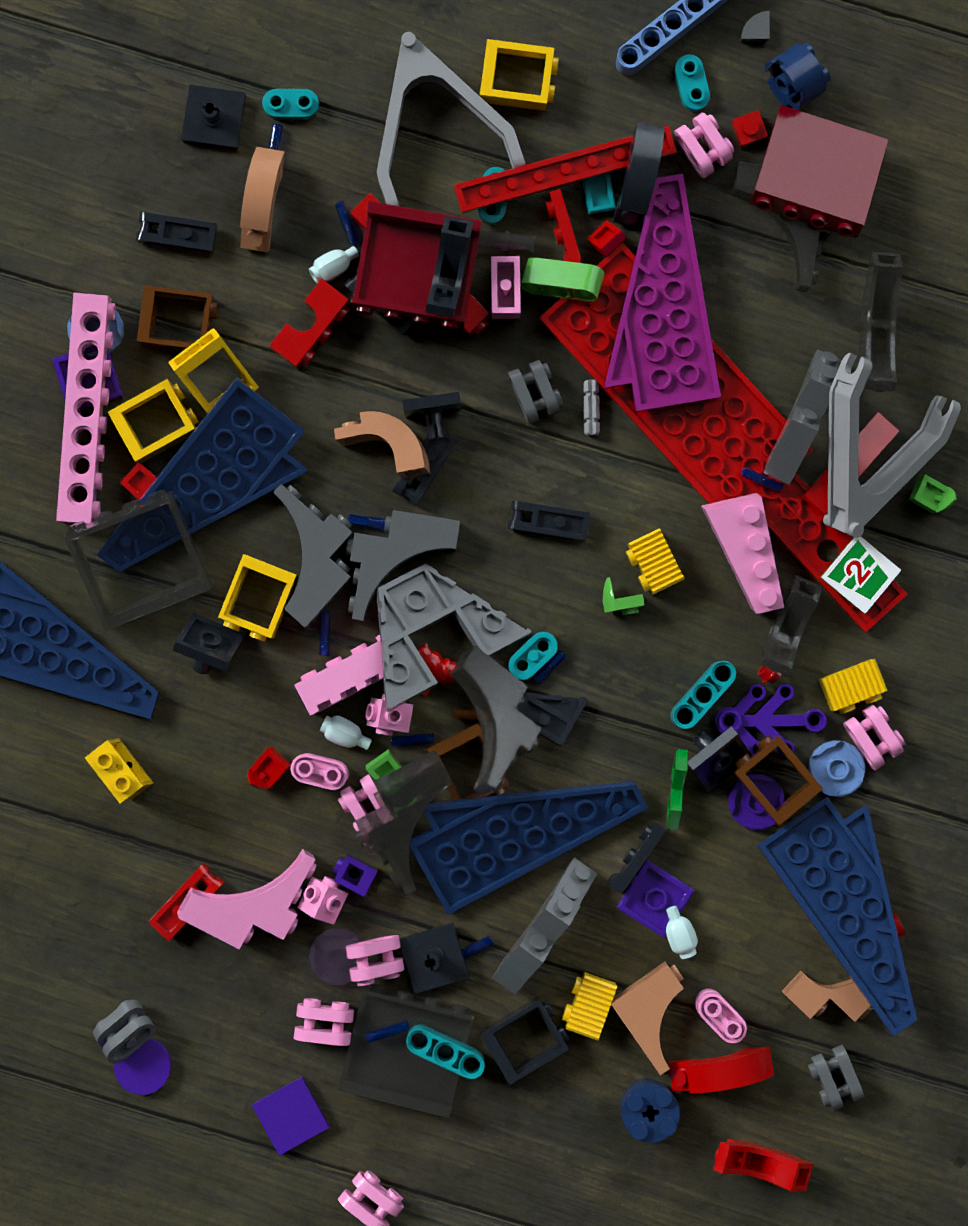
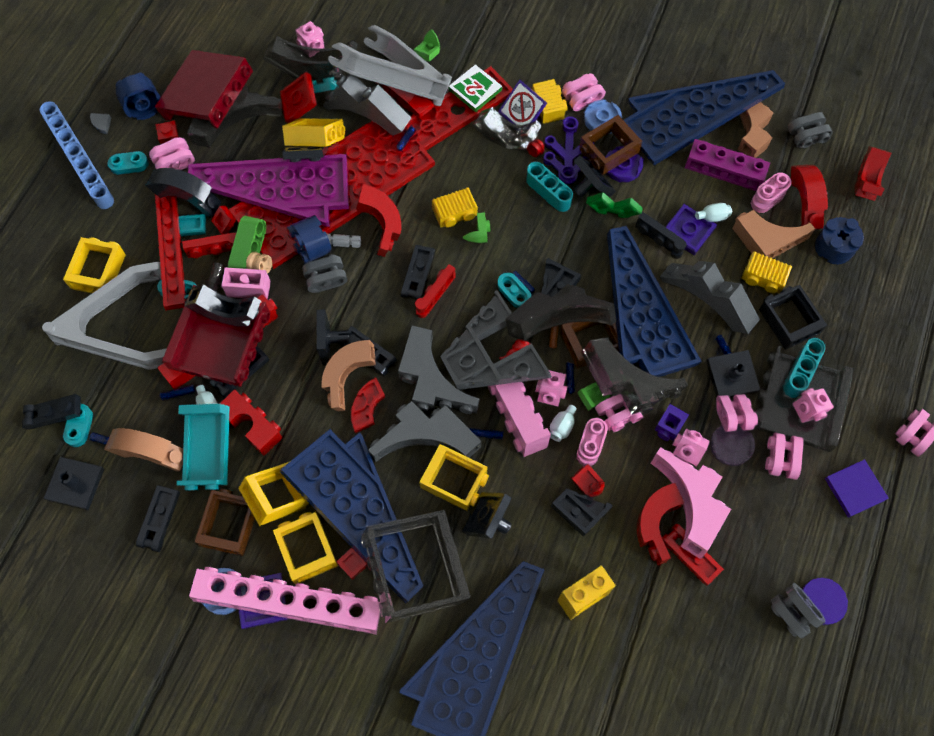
camera: 80 degrees left, 20 degrees down
(230, 761) = (580, 510): none -> black wing
(237, 853) = (660, 503): none -> red arch
(268, 275) = (205, 446): none -> teal panel
(302, 68) = (51, 411): none -> black plate
(352, 471) = (364, 405): none -> red tile
(371, 522) = (404, 394): clear blue pin -> none
(387, 1031) = (790, 410): clear blue piece -> none
(391, 1061) = (813, 405): none -> bright pink brick
(519, 545) = (435, 291): none -> red plate
(537, 300) = (259, 262): none -> light nougat wheel
(572, 364) = (309, 239): none -> dark blue brick
(619, 474) = (385, 211): none -> red arch
(713, 340) = (297, 153): none -> black wing
(746, 543) = (452, 147): bright pink wedge -> none
(764, 953) = (727, 165): none -> magenta brick
(769, 332) = (313, 132): none -> yellow window
(819, 312) = (298, 98): none -> red tile
(834, 647) = (522, 105): none -> piece
(843, 339) = (327, 85): none -> teal plate
(926, 320) = (310, 36): none -> bright pink brick

